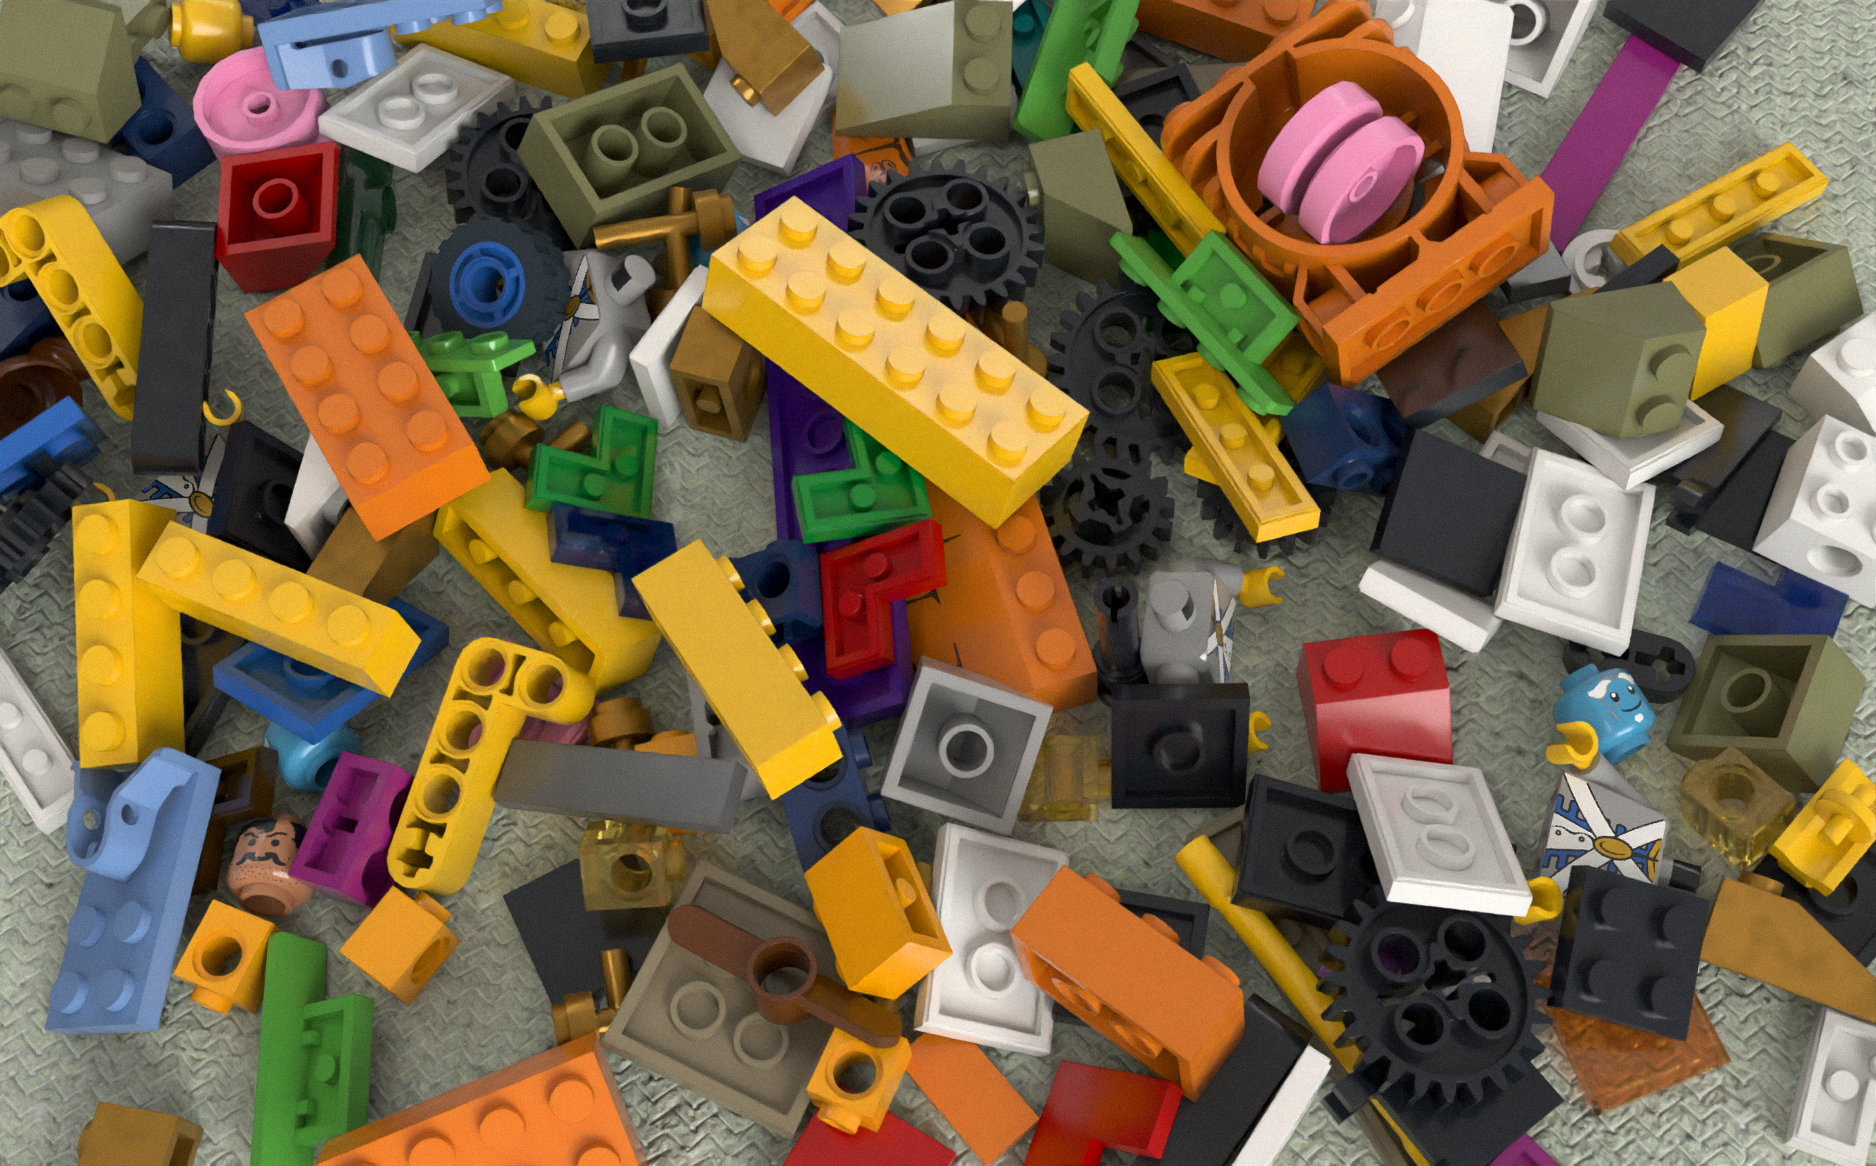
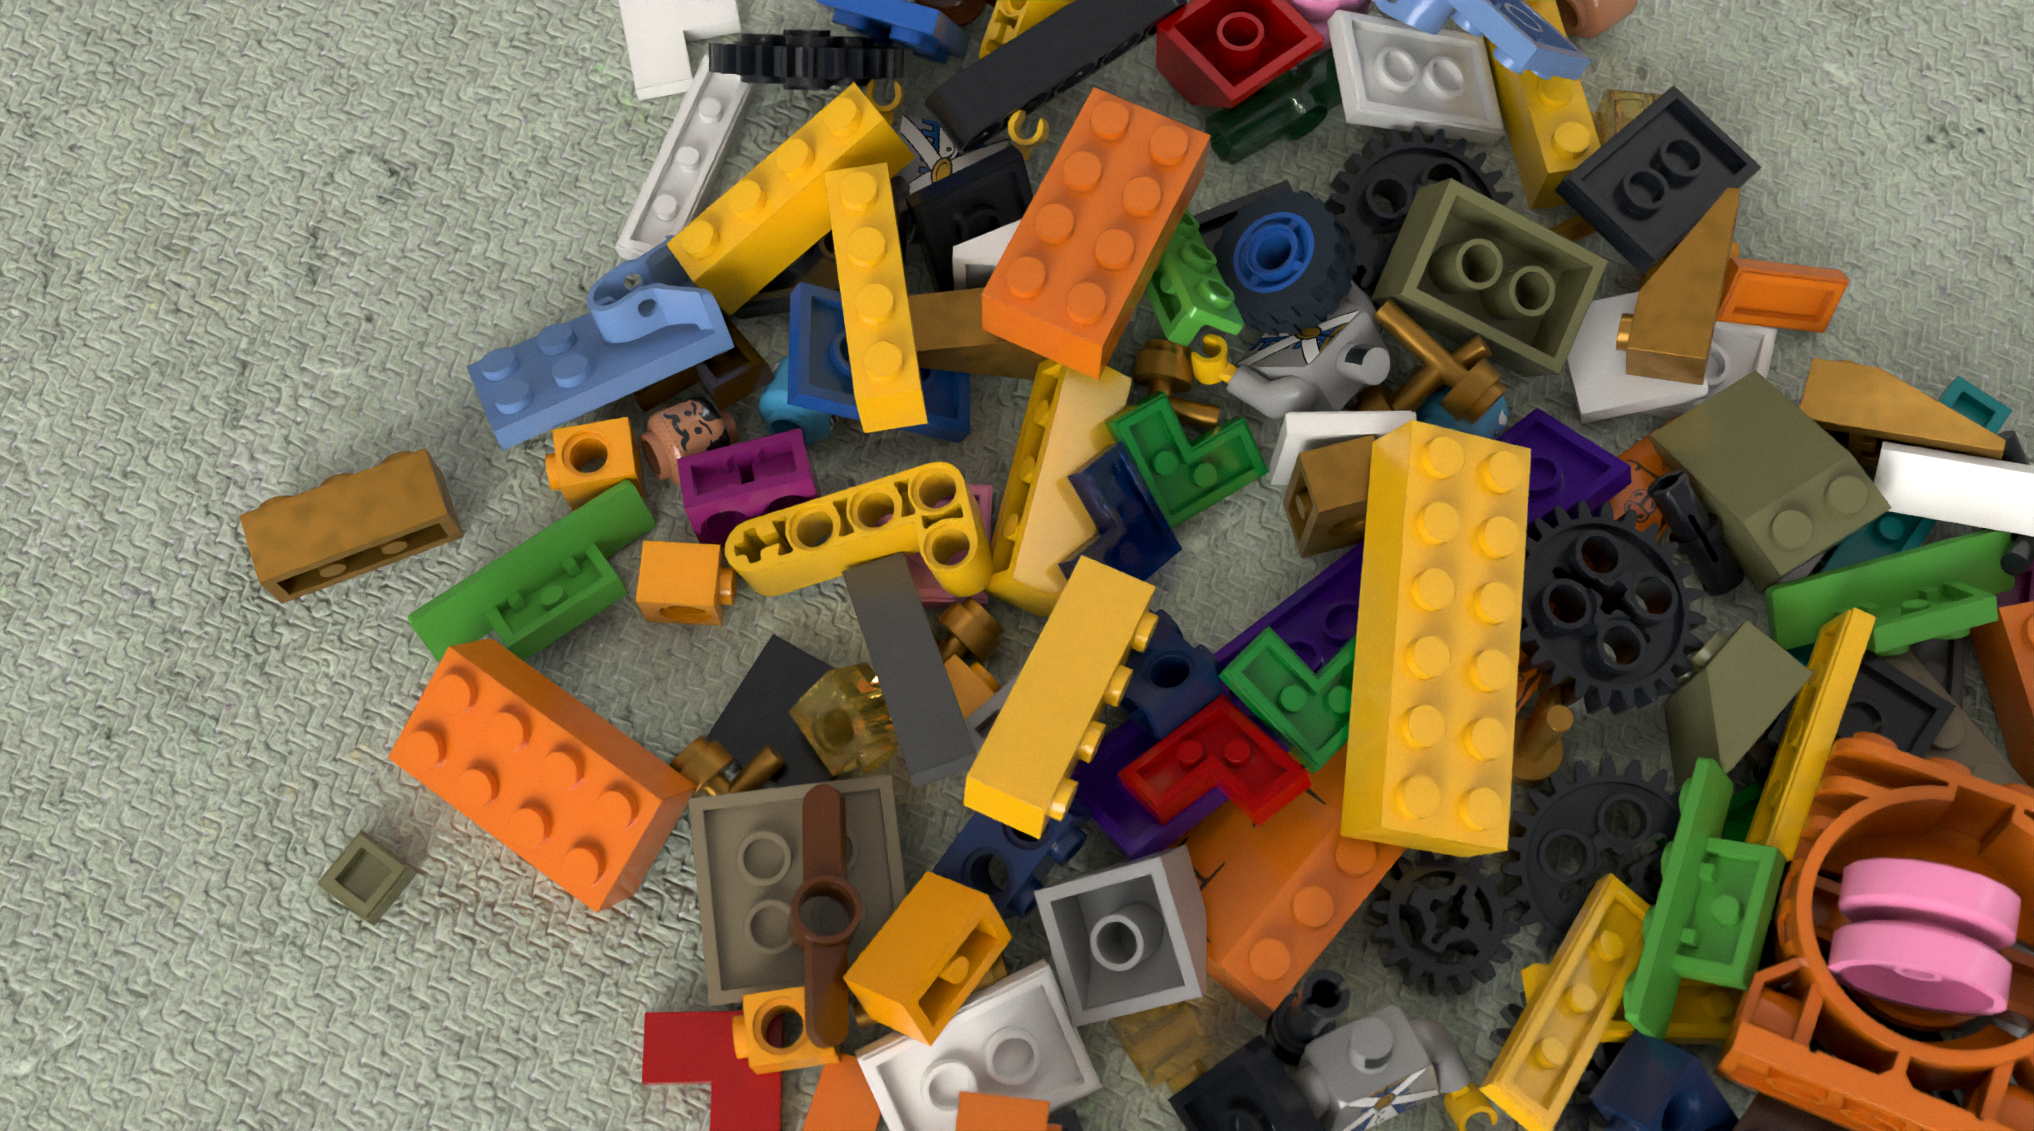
camera: 50 degrees right, 5 degrees up
(935, 141) = (1696, 533): none -> black pin

